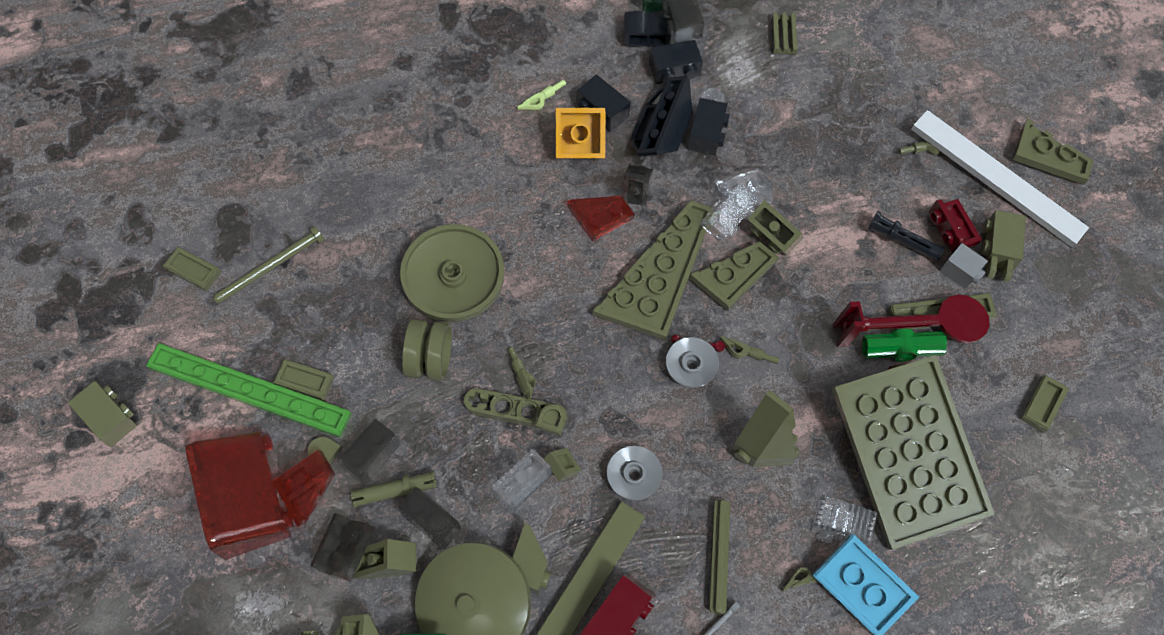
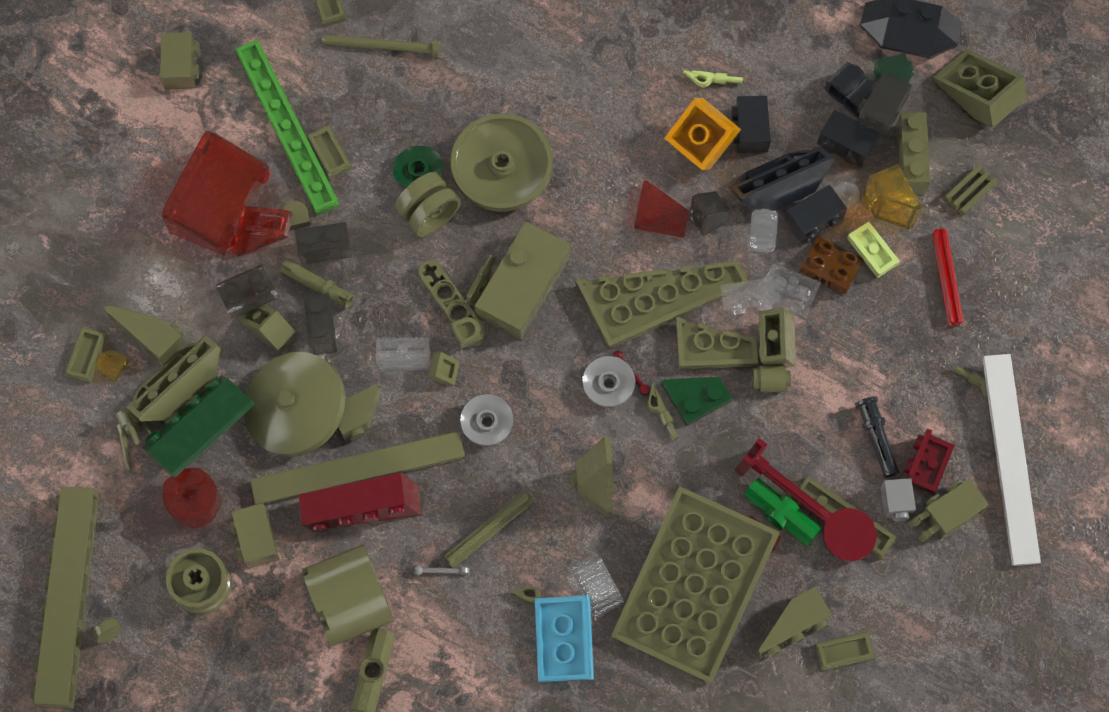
camera: 45 degrees right, 5 degrees up
(383, 324) = (413, 160): none -> dark green dish
(555, 345) = (523, 280): none -> olive brick
(688, 164) = (763, 230): none -> clear gear
(730, 38) = (913, 150): none -> olive brick
(750, 73) = (891, 198): none -> clear yellow slope
(754, 152) = (831, 264): none -> reddish brown hinge
(759, 319) = (696, 396): none -> dark green wing
(768, 119) = (873, 249): none -> yellowish green plate
(797, 260) = (771, 378): none -> olive brick
(831, 98) = (947, 277): none -> red axle
(995, 409) = (801, 615): none -> olive slope
(1047, 154) = (1079, 479): olive wing -> none

